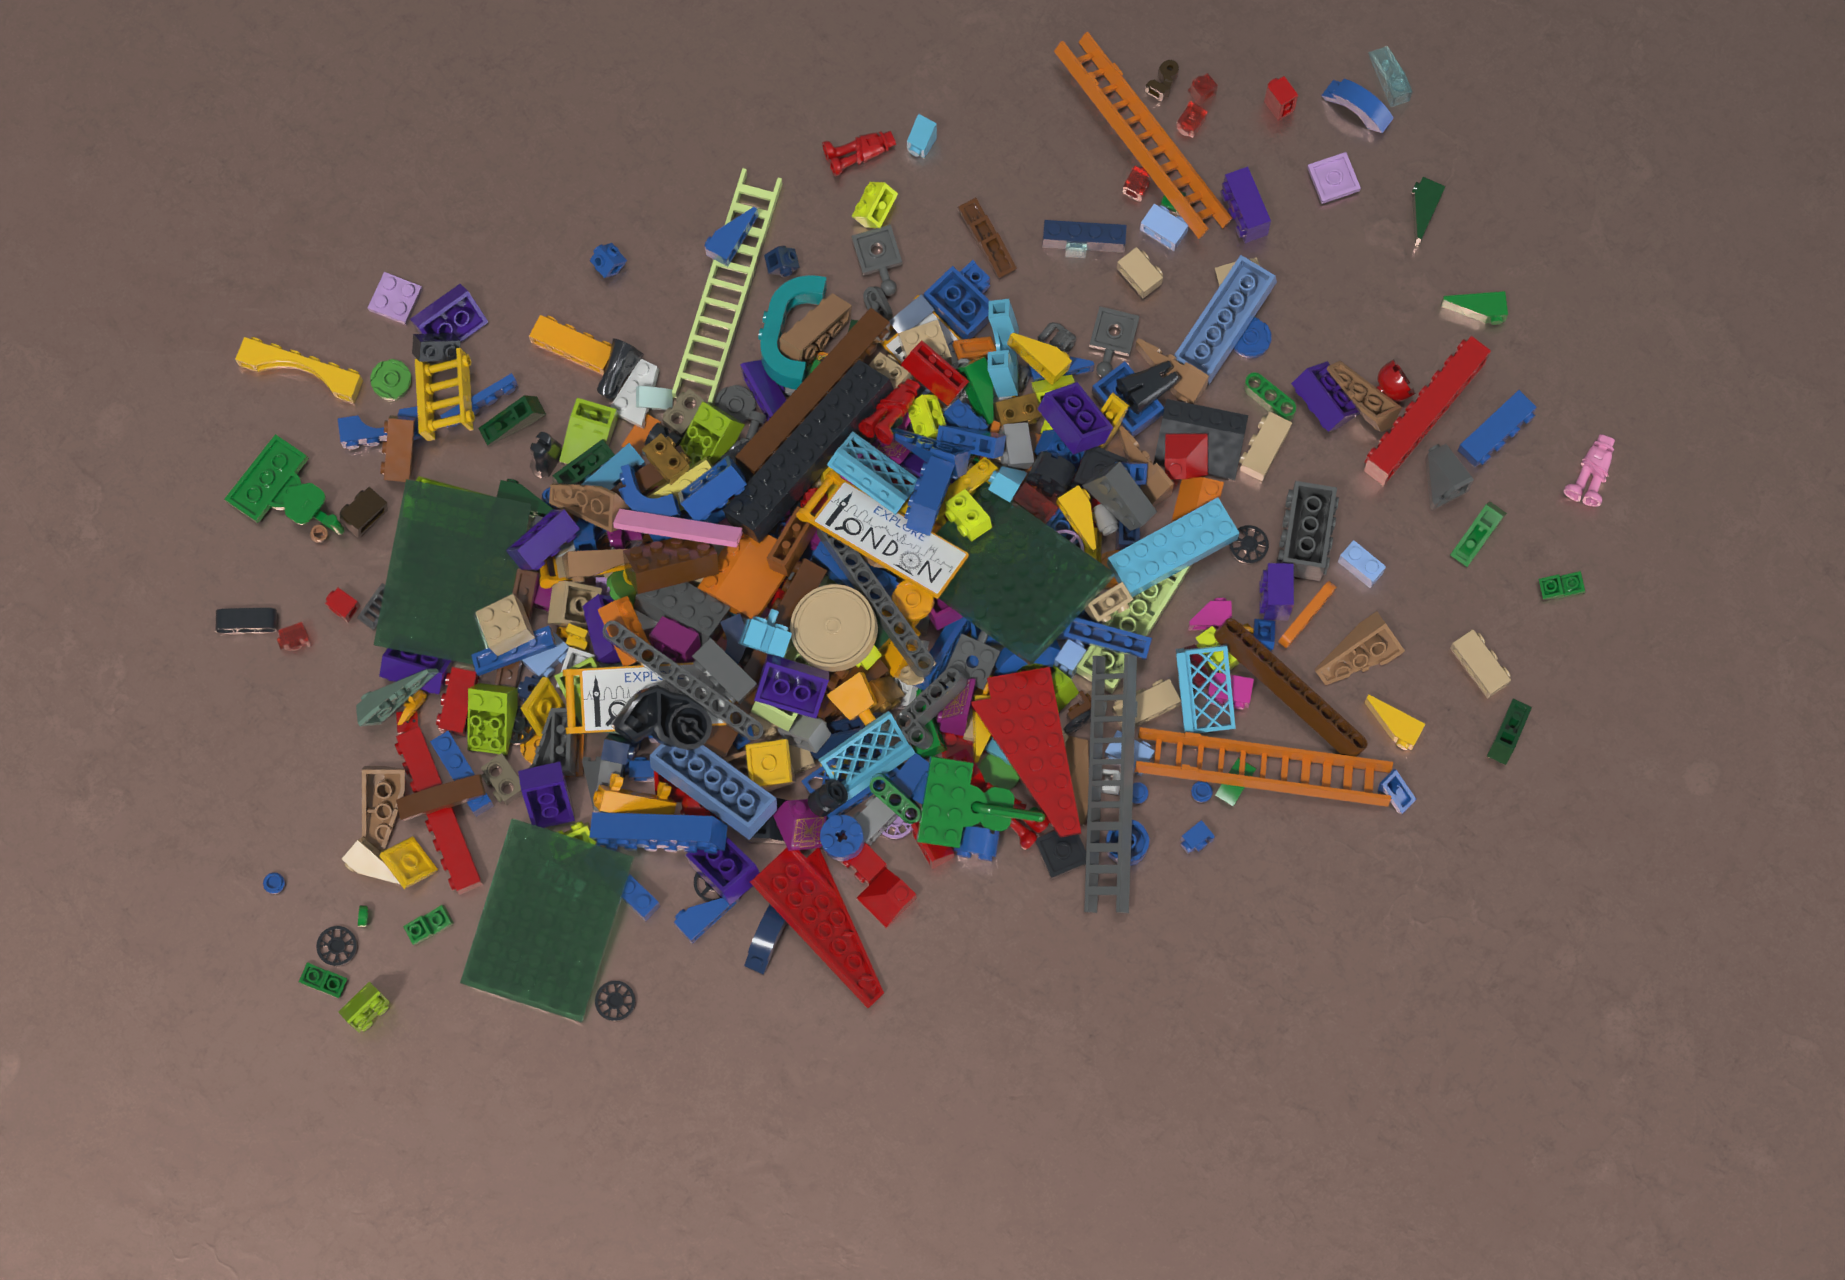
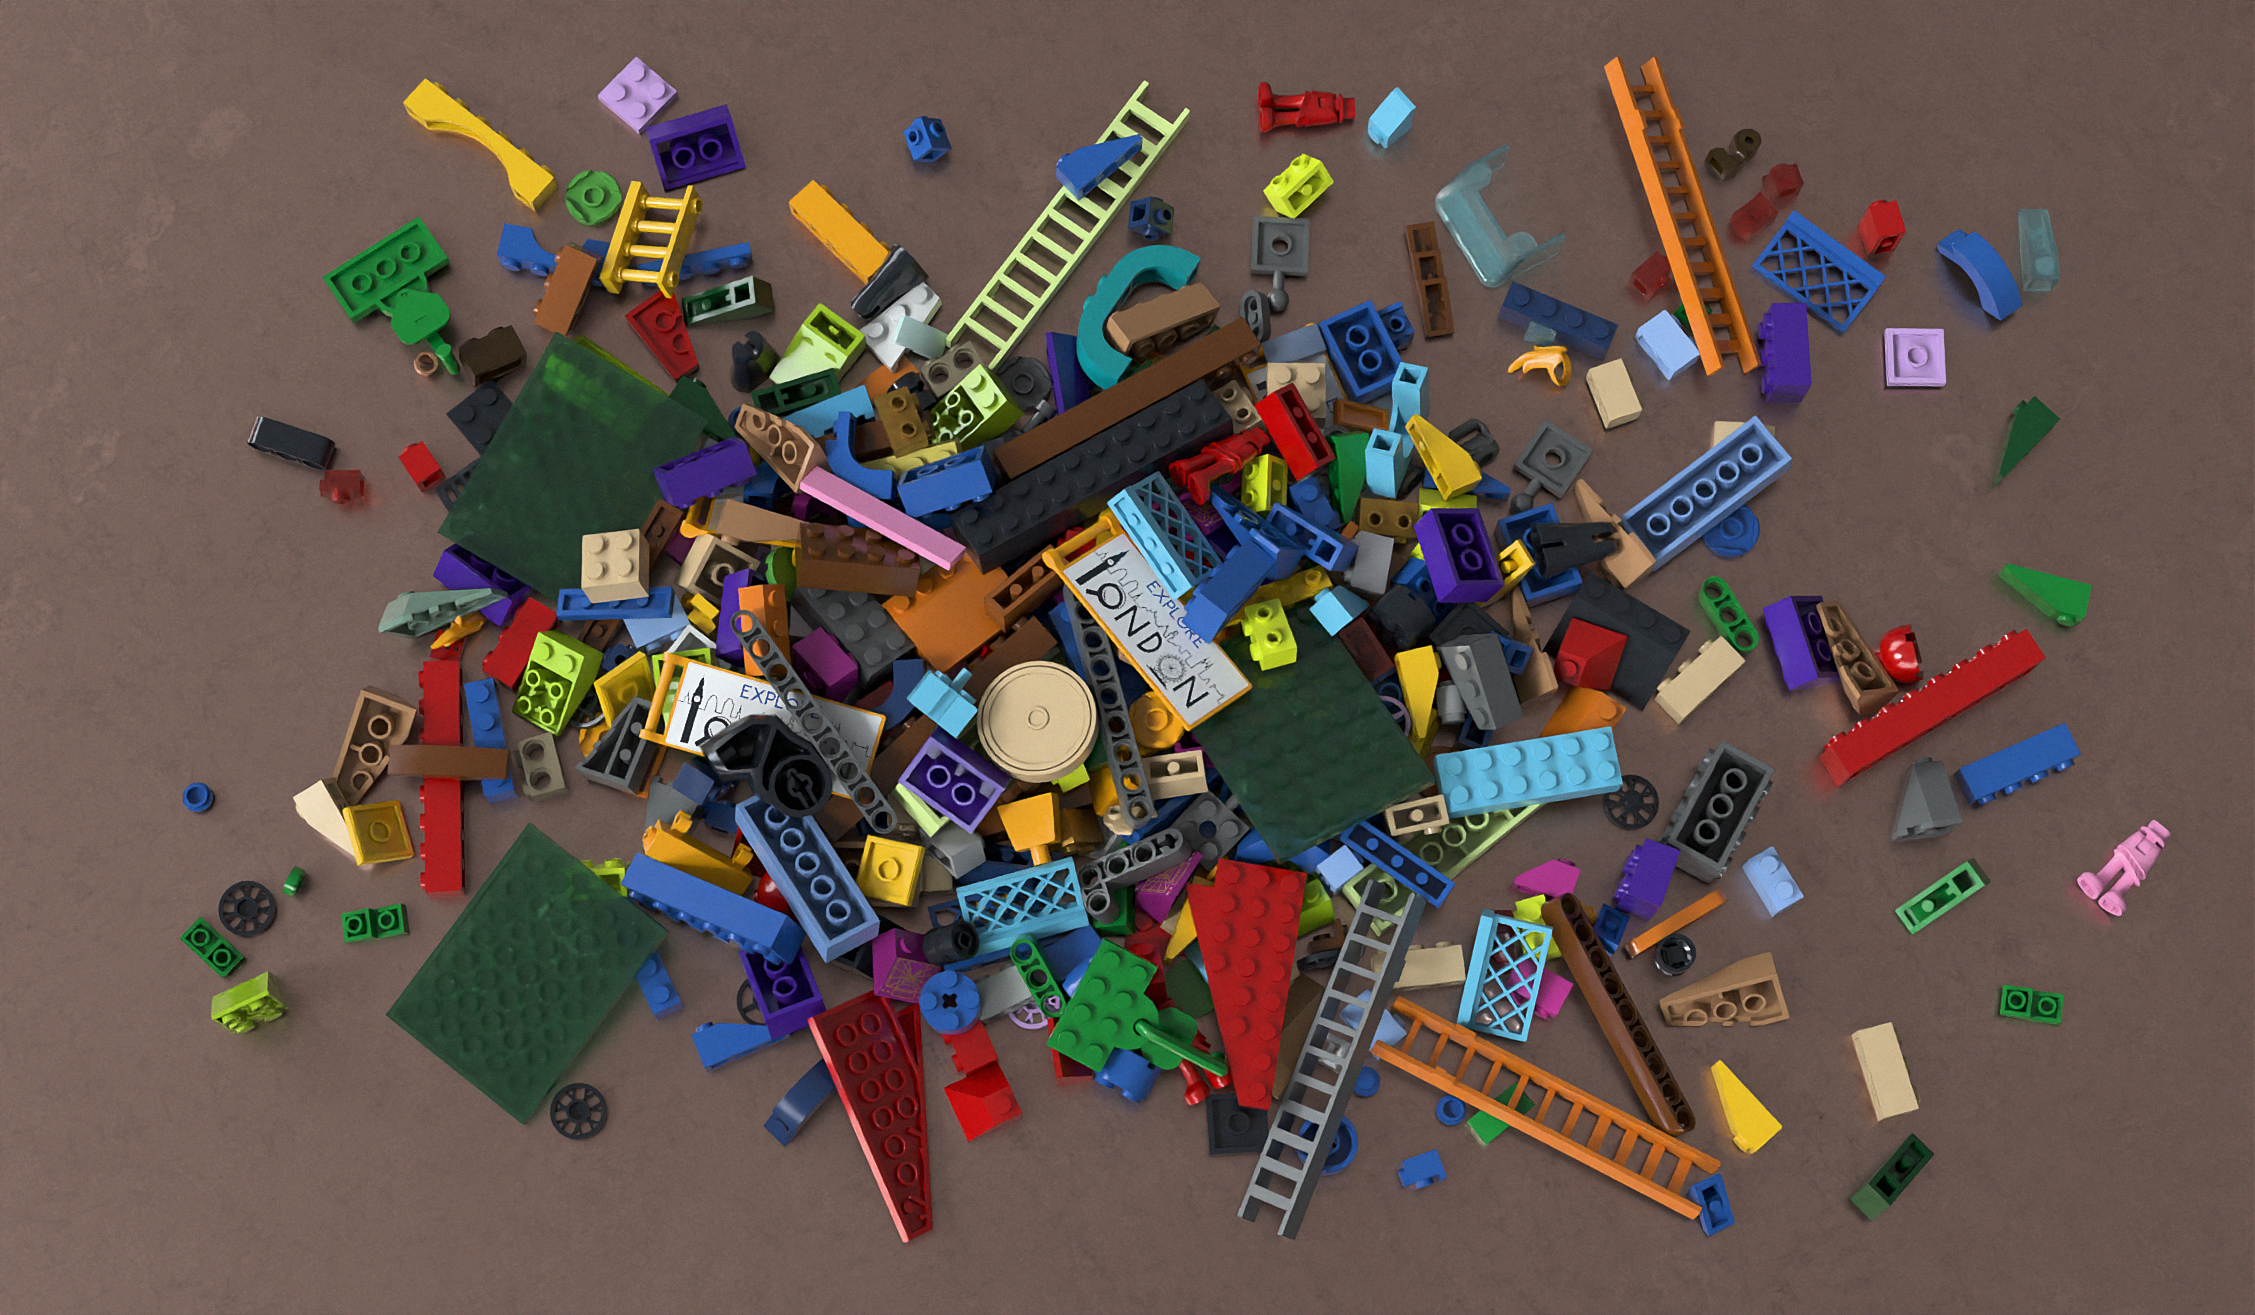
camera: 15 degrees right, 0 degrees up
(372, 556) = (481, 415): none -> black plate
(435, 346) = (663, 174): black brick -> none
(476, 456) = (665, 334): none -> red wing
(546, 795) = (586, 808): dark purple brick -> none
(724, 672) = (871, 729): dark grey brick -> none
(939, 631) = (1175, 774): none -> tan brick
(1007, 193) = (1478, 232): none -> clear light blue windscreen
(1085, 264) = (1548, 358): none -> light orange piece
(1251, 124) = (1832, 251): none -> blue fence
(1313, 636) = (1673, 955): none -> black wheel

